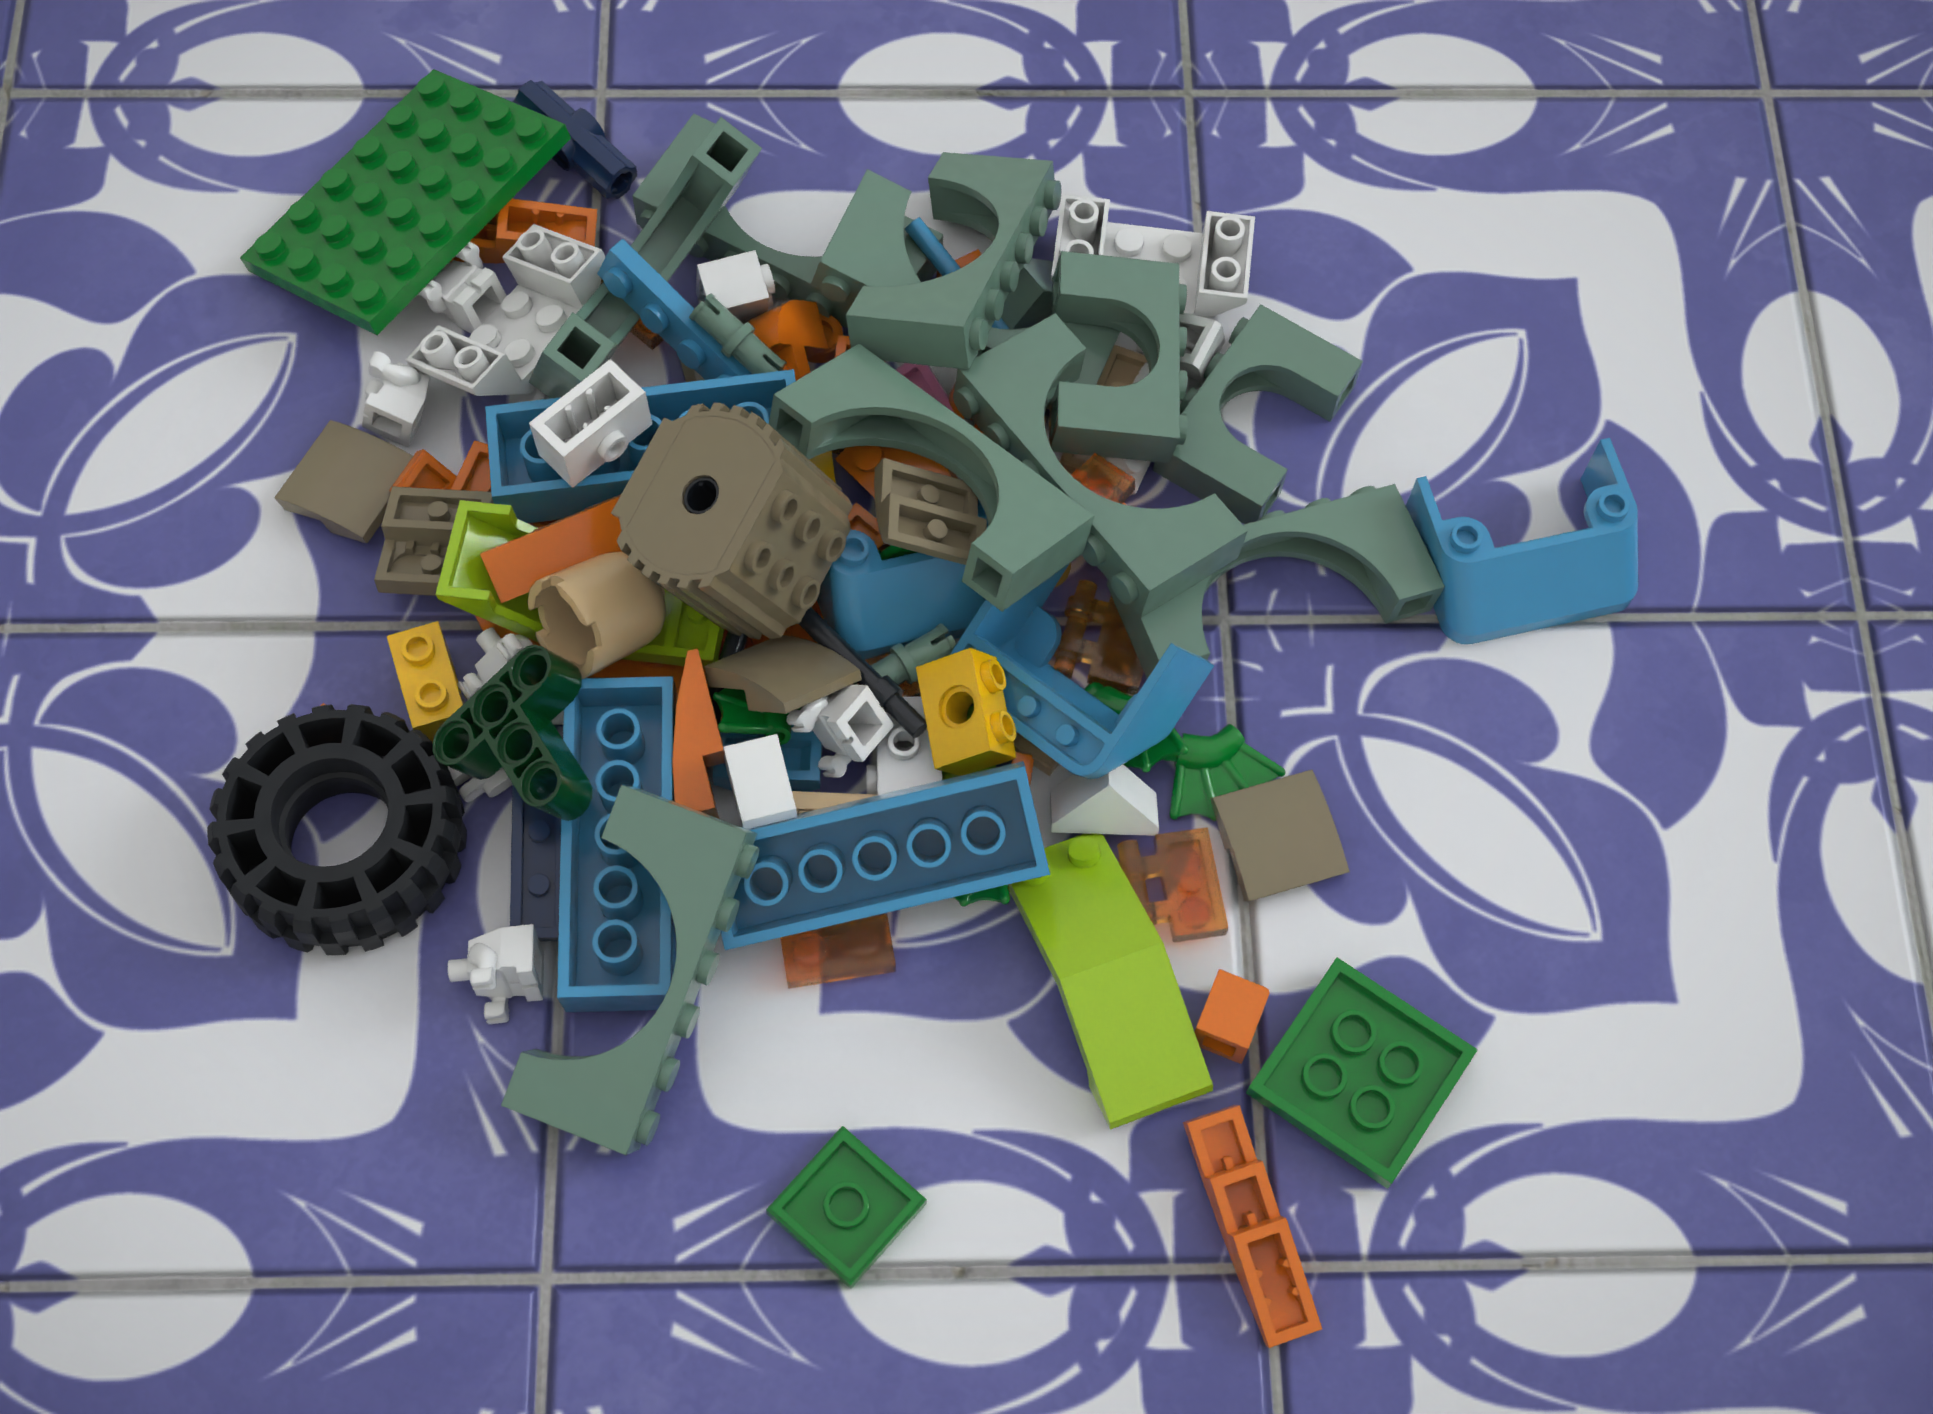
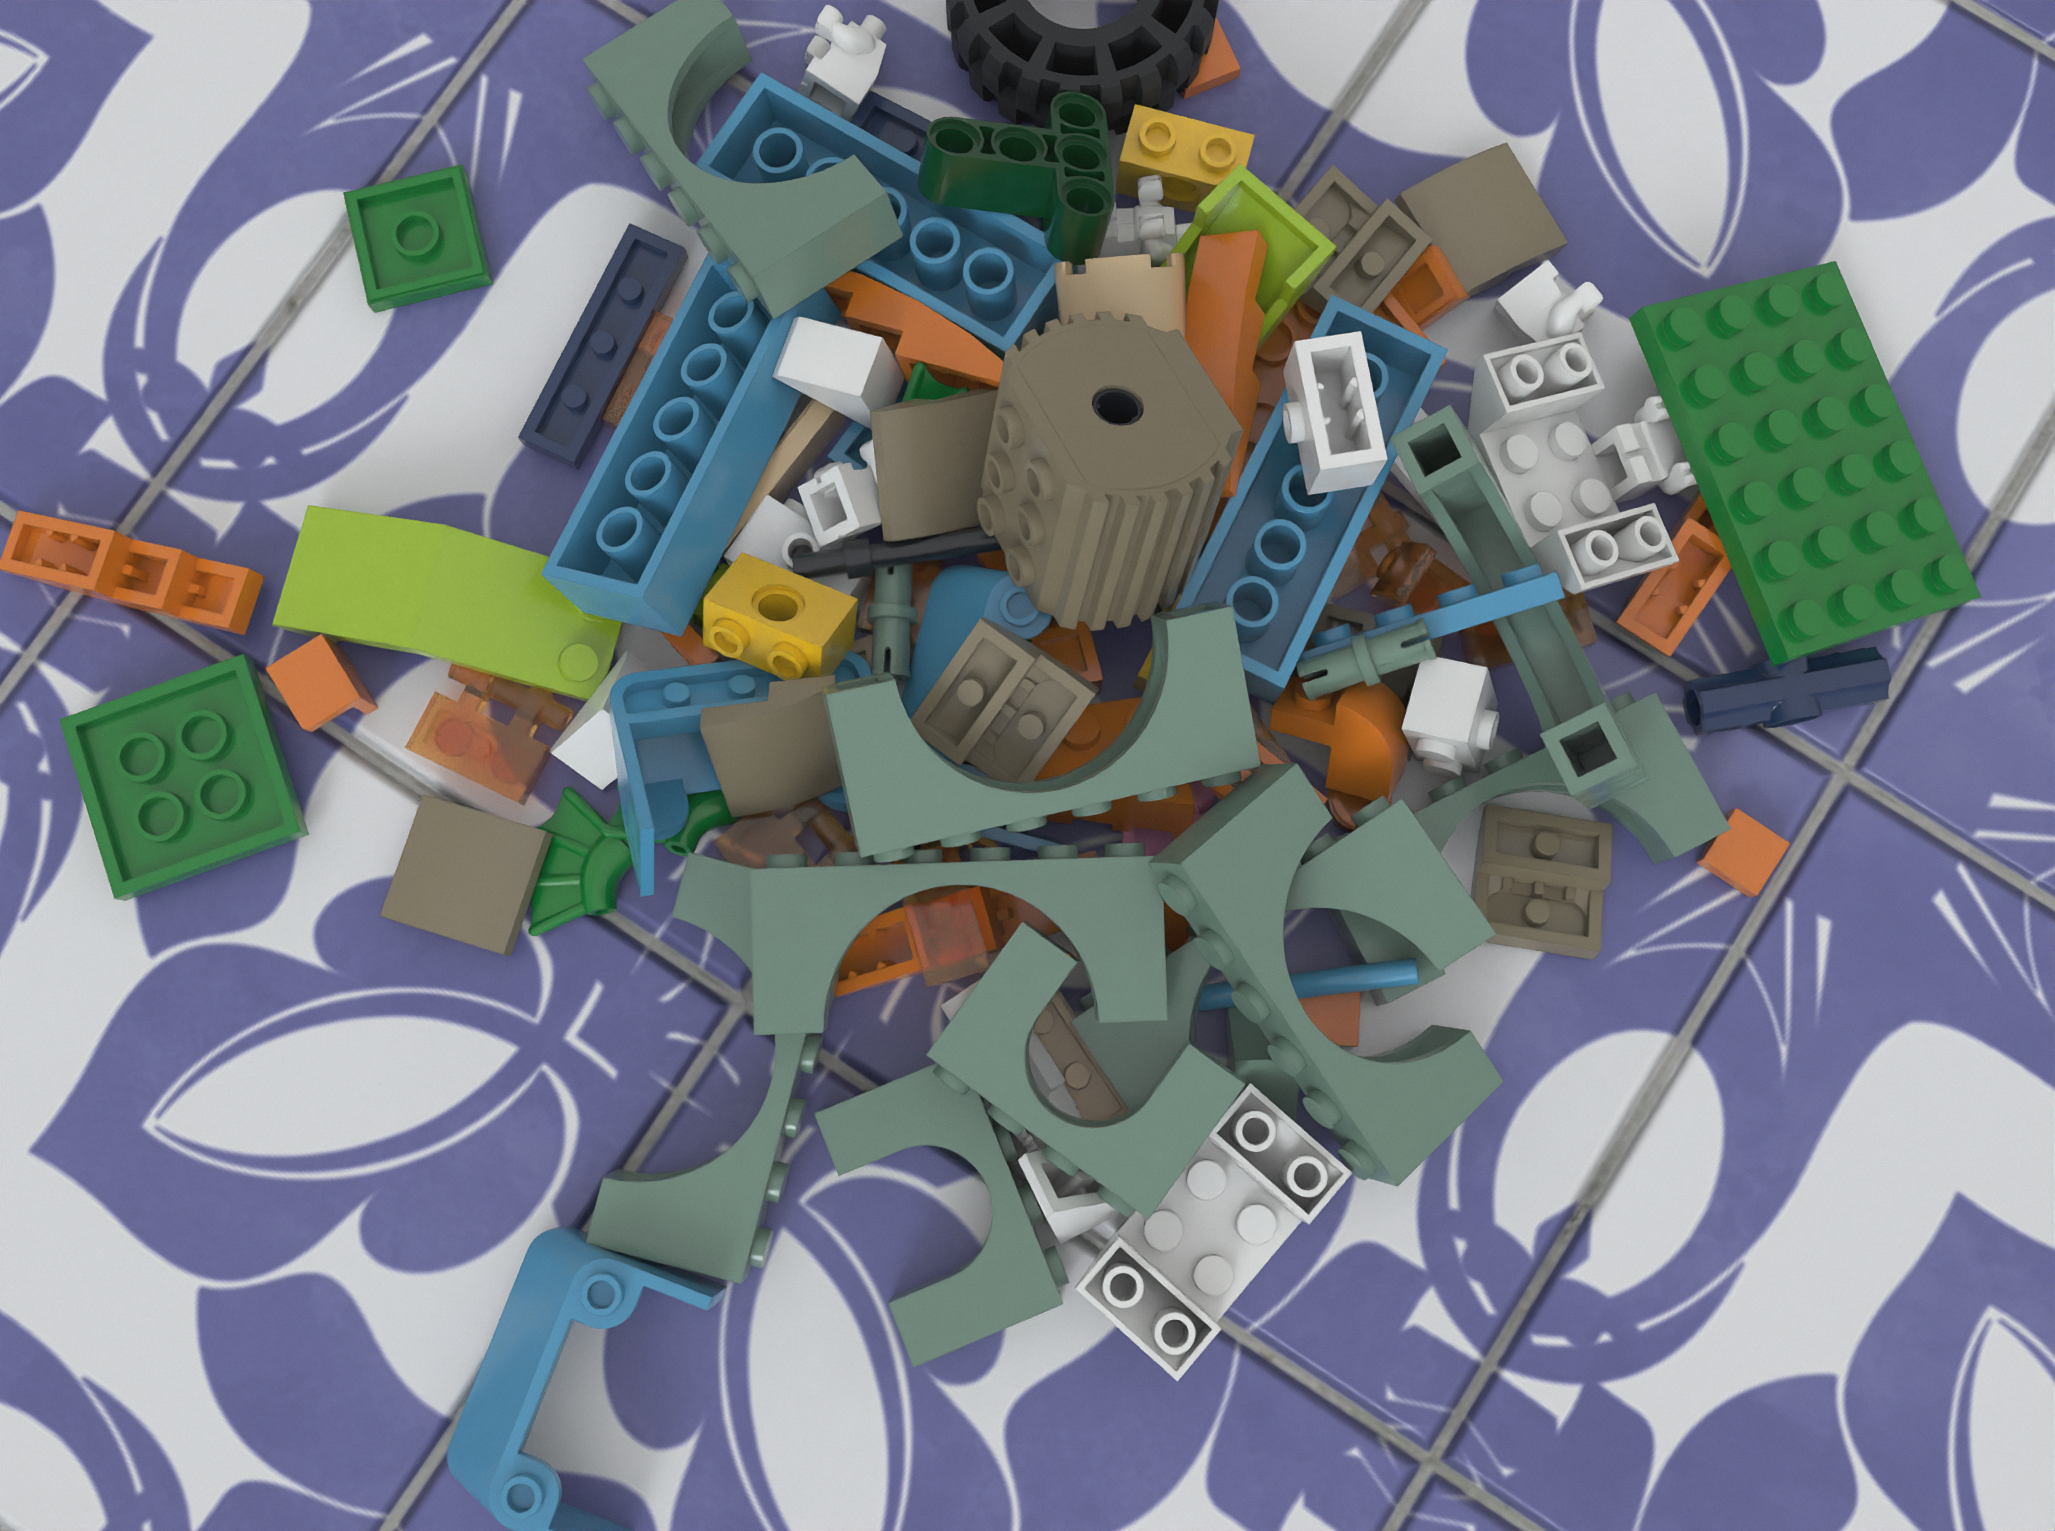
camera: 125 degrees right, 15 degrees up
(651, 364) = (1414, 577): none -> clear orange bracket
(701, 103) = (1744, 853): none -> orange tile
(793, 209) = (1542, 880): none -> dark tan slope
(839, 1001) = (603, 346): none -> dark blue plate
(1060, 659) = (774, 748): none -> dark tan slope

